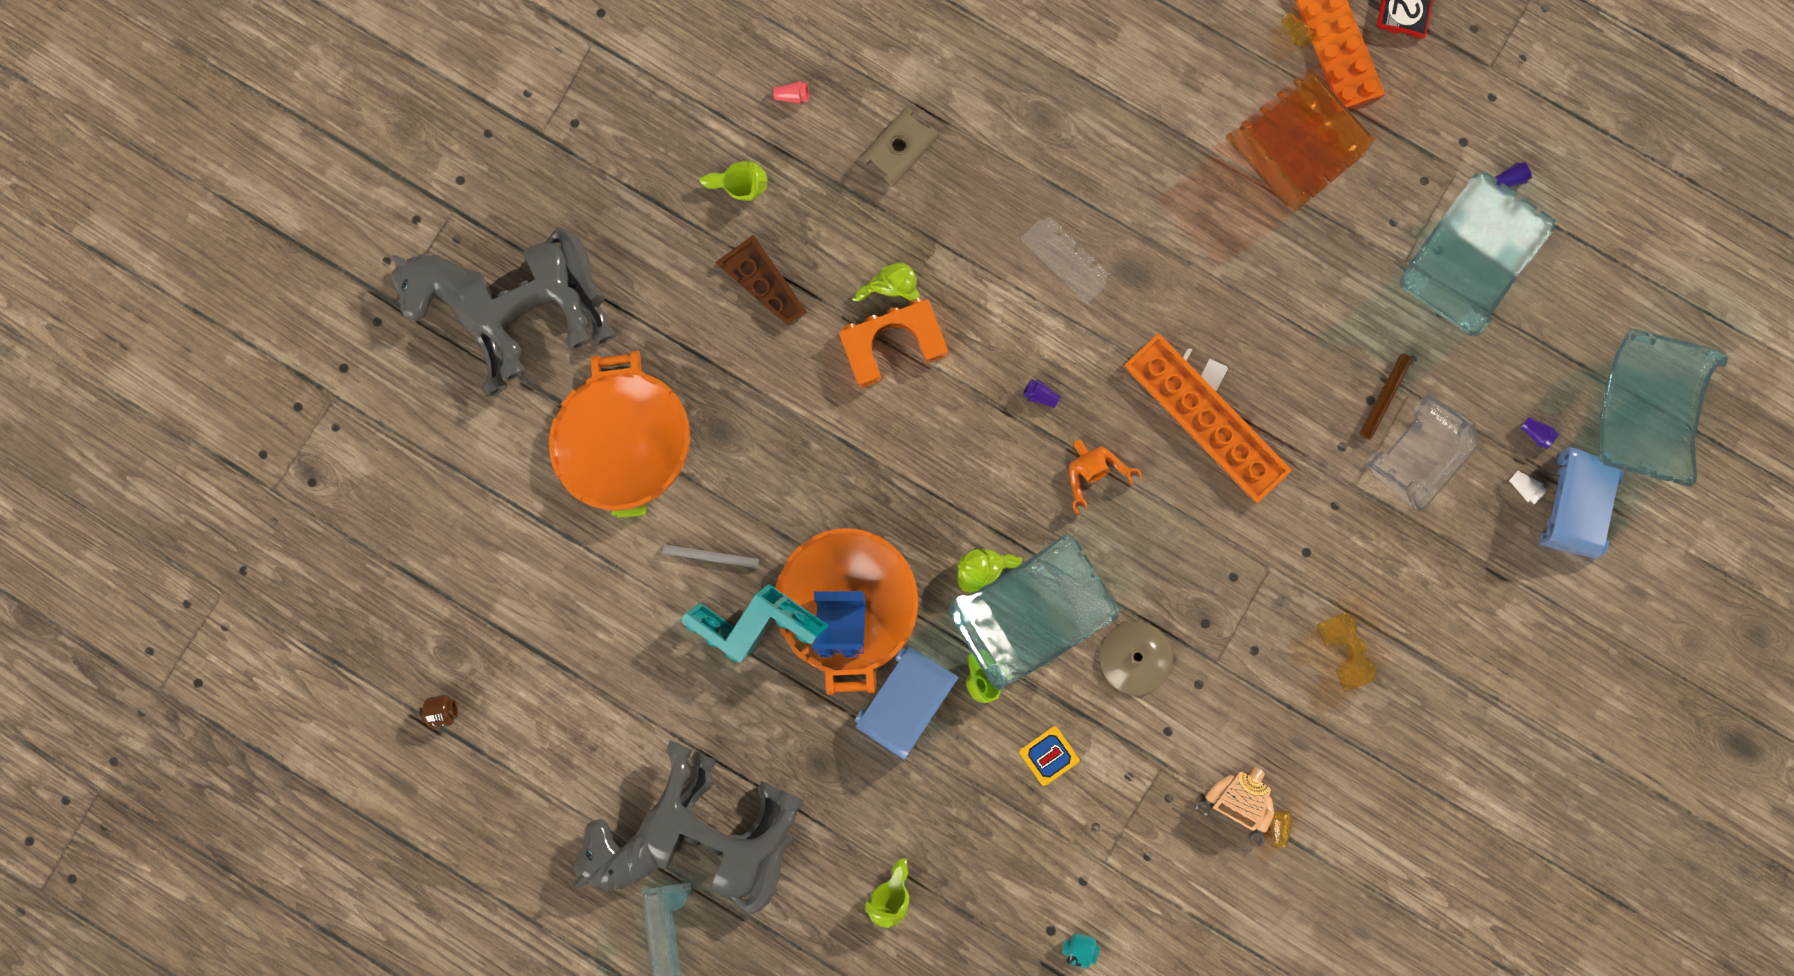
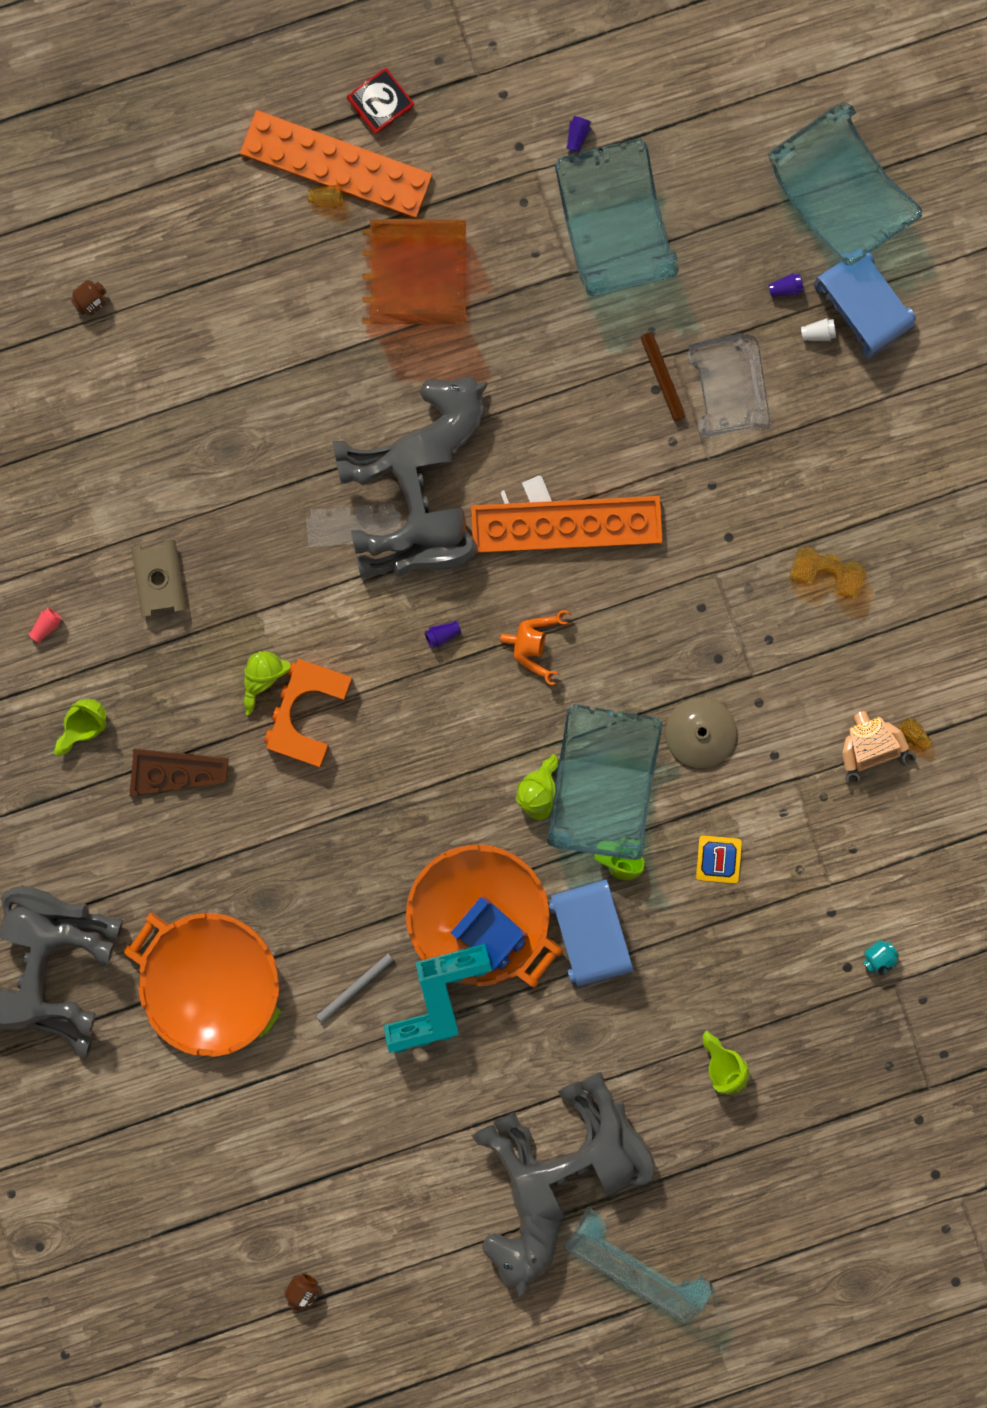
camera: 55 degrees left, 5 degrees up
(1105, 317) = (429, 538): none -> dark grey animal

